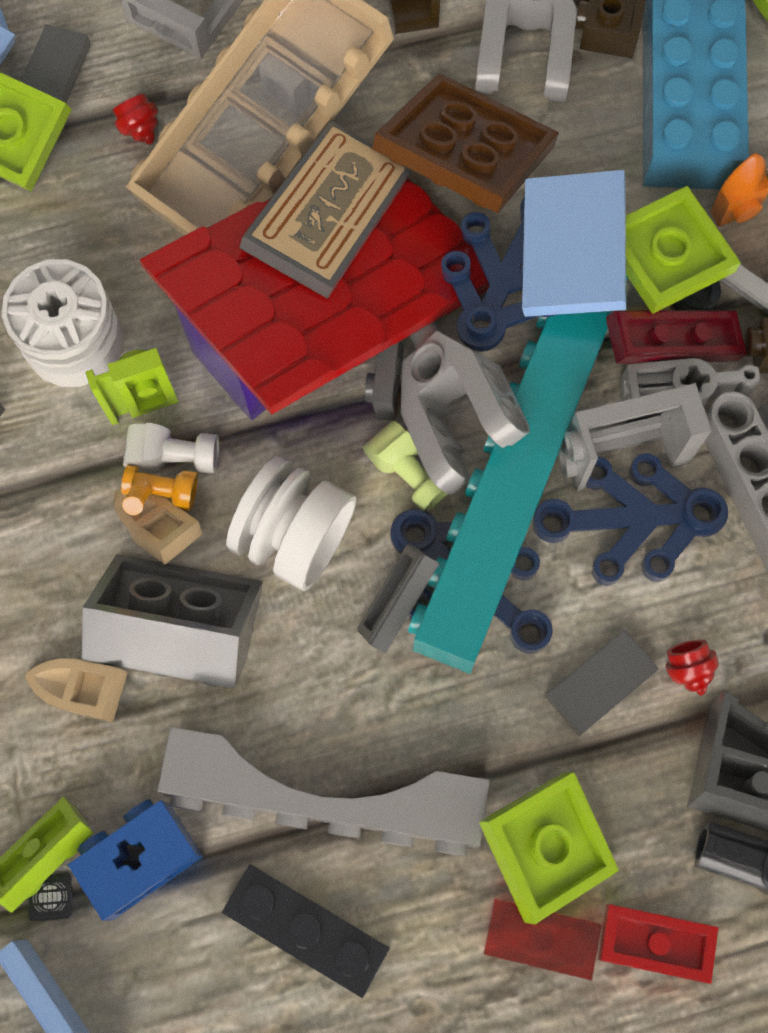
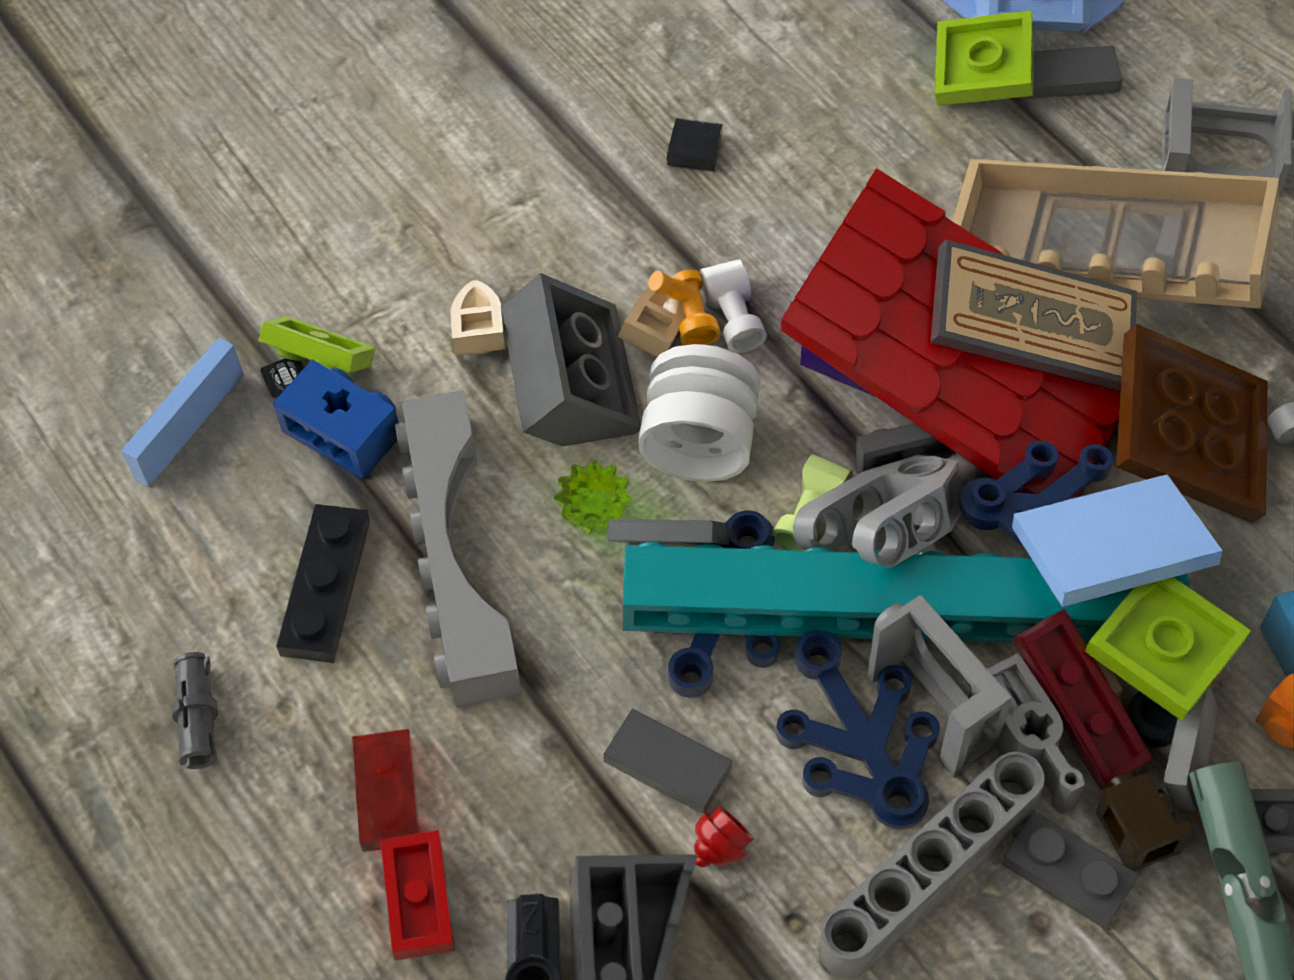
camera: 70 degrees right, 15 degrees down
(66, 344) = (809, 168): white wheel -> none
(133, 385) = (774, 240): lime plate -> none
(137, 118) = (1059, 147): red plate -> none
(325, 649) = (592, 496): none -> clear neon green piece
(549, 847) = (474, 751): lime plate -> none

